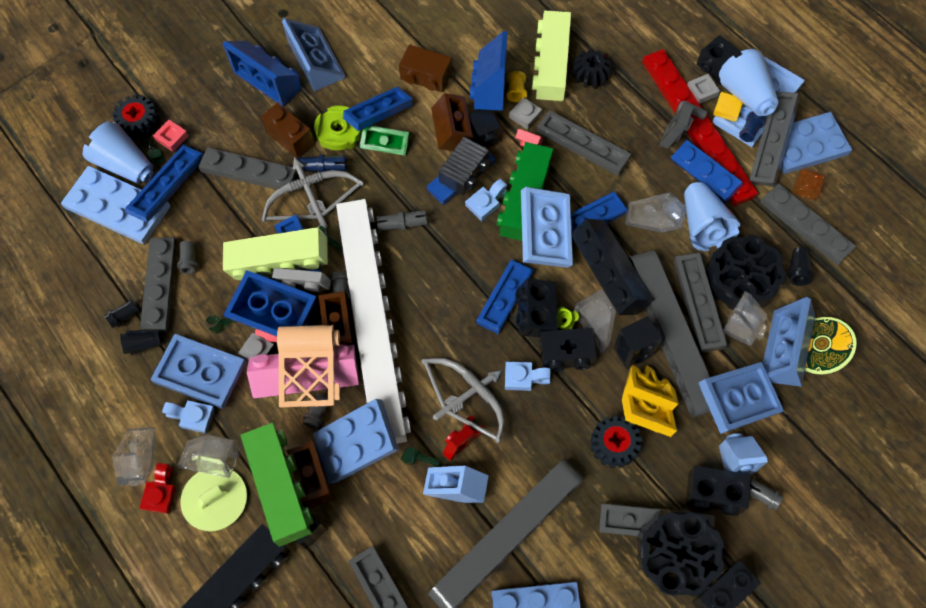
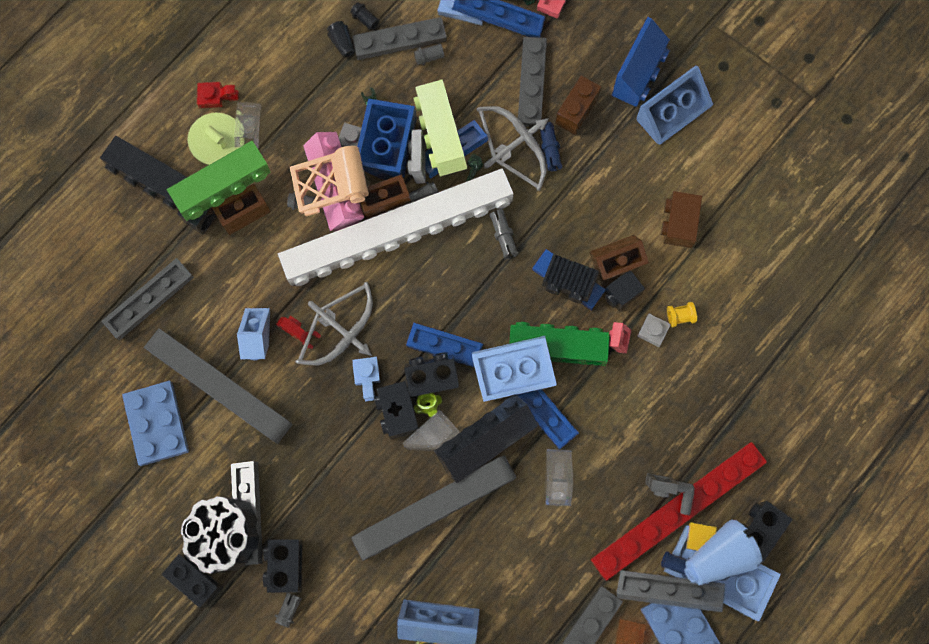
camera: 80 degrees right, 10 degrees up
(135, 456) = (239, 66): clear slope -> none
(192, 417) = (283, 102): light blue plate -> none
(198, 371) = (322, 95): medium blue plate -> none
(335, 139) = (602, 142): lime plate -> none
(355, 441) = (275, 239): medium blue plate -> none
(377, 108) = (620, 183): blue plate -> none
(385, 140) = (593, 199): green slope -> none
(411, 455) = (277, 291): clear green hand -> none
(485, 202) = (541, 308): light blue plate -> none
(489, 75) = (679, 284): blue slope -> none
(553, 55) = (729, 345): yellowish green brick -> none
(583, 142) = (628, 393): dark grey plate -> none
(592, 68) = (728, 397): black gear -> none
(615, 452) = (323, 471): black wheel -> none
(637, 342) = (410, 473): black brick -> none
(649, 401) = (357, 493): yellow plate -> none
(699, 303) = (470, 531): dark grey plate -> none
(703, 88) = (723, 510): light grey plate -> none
(706, 171) = (619, 523): blue plate -> none
(708, 217) = (563, 528): light blue cone -> none
(736, 261) = (487, 585): black connector -> none
(740, 397) = (372, 578): medium blue plate -> none
(741, 454) = (317, 583): light blue slope -> none
(746, 320) = (453, 578): clear slope -> none
(800, 267) = (528, 630): black cone -> none

